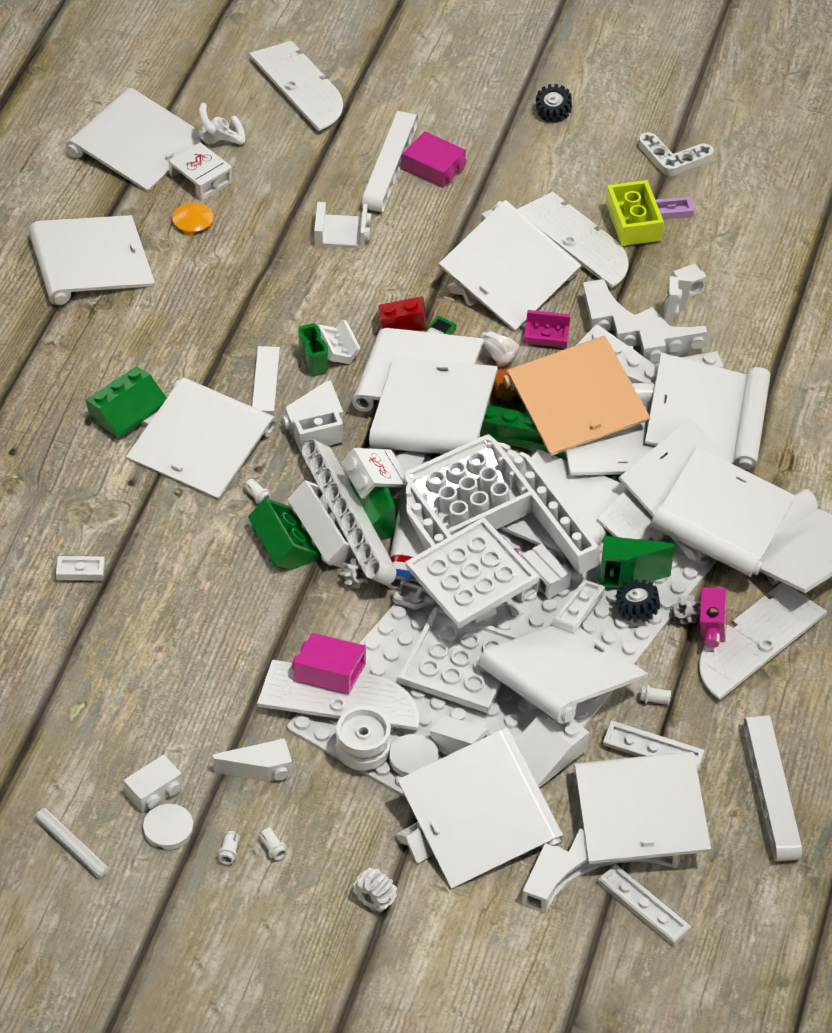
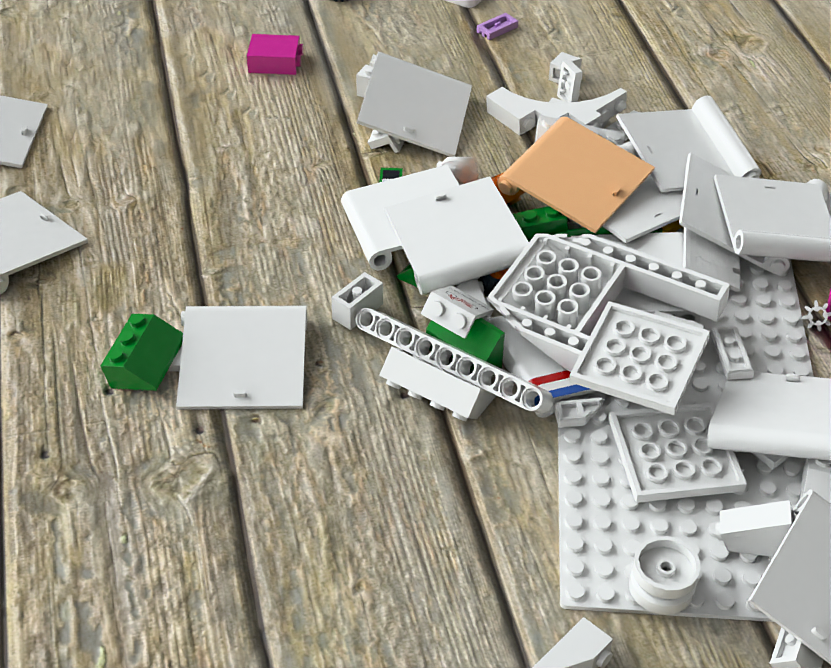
camera: 30 degrees left, 5 degrees down
(80, 568) = (212, 541): white plate -> none
(192, 218) = (84, 172): light orange dish -> none
(203, 169) = (66, 125): white panel -> none
(219, 129) = (59, 92): white piece -> none
(257, 491) = (341, 383): white pin -> none
(266, 379) = (264, 278): white tile -> none
(283, 535) = (400, 412): green slope -> none
(286, 694) = (579, 549): white door -> none
(301, 83) = (106, 39): white door -> none
(313, 348) = (293, 233): green brick -> none
(315, 401) = (335, 277): white slope -> none
(329, 663) = (561, 514): dark pink brick -> none
(340, 342) = (311, 220): white bracket -> none
(341, 229) = (234, 134): white panel -> none
(353, 574) = (502, 415): white gear -> none
(390, 161) = (236, 69): white beam -> none
(404, 314) = (352, 175): red slope -> none
(412, 753) = (721, 569): white tile -> none
(547, 328) = (484, 142): dark pink bracket -> none
(578, 237) = (476, 74): white door -> none
(634, 213) = (477, 35): neon yellow brick -> none
(634, 559) = (748, 291): green slope -> none
(638, 600) = (777, 324): black wheel -> none

